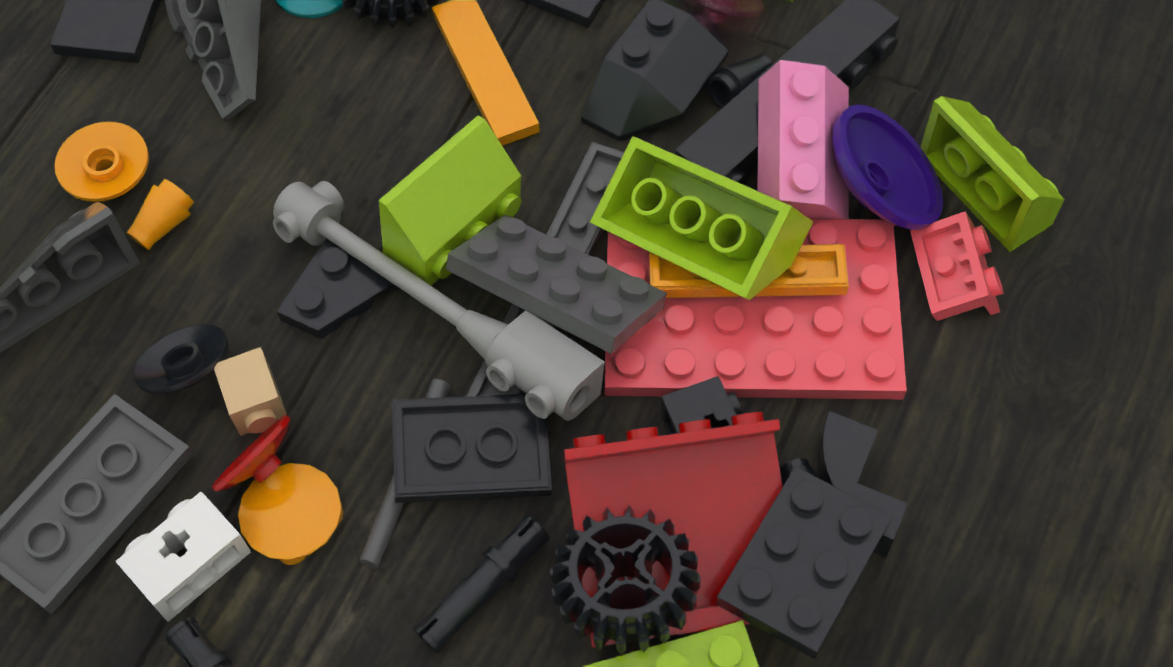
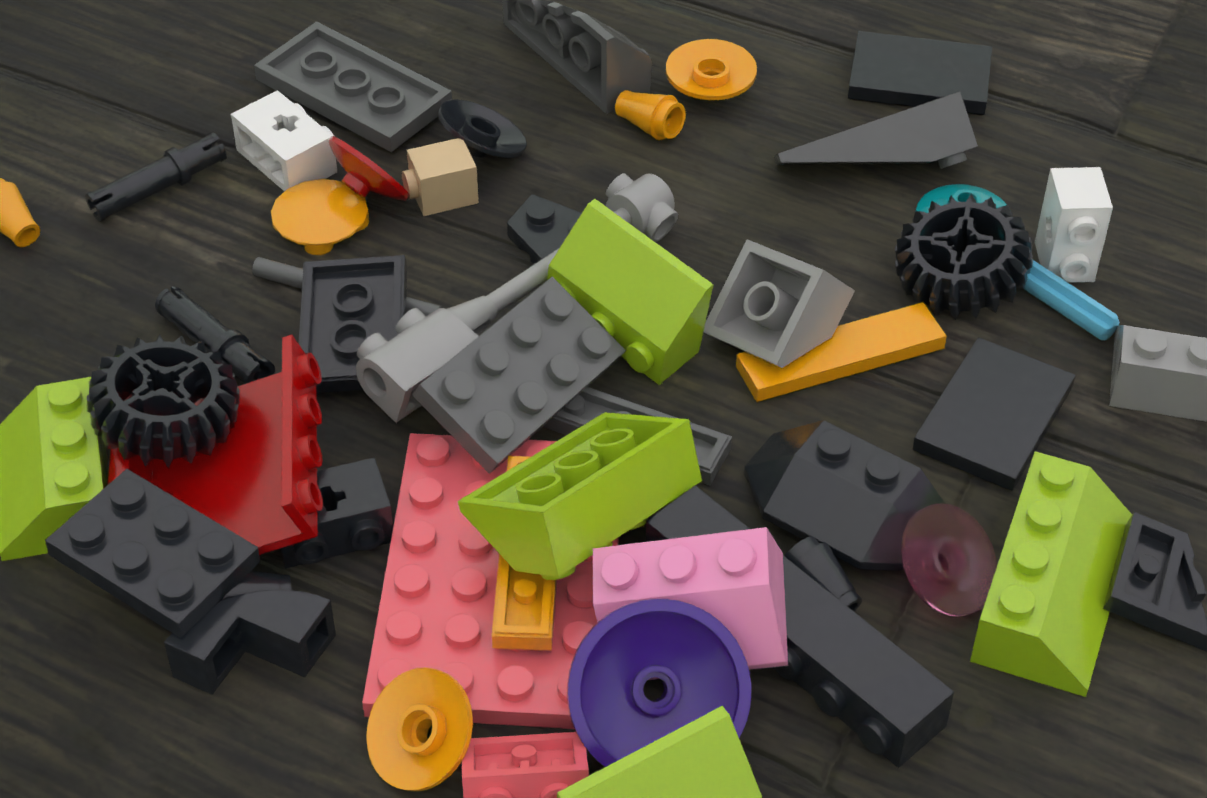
camera: 90 degrees right, 15 degrees down
(452, 91) = (776, 305): none -> light grey slope
(949, 345) = (401, 724): none -> light orange dish

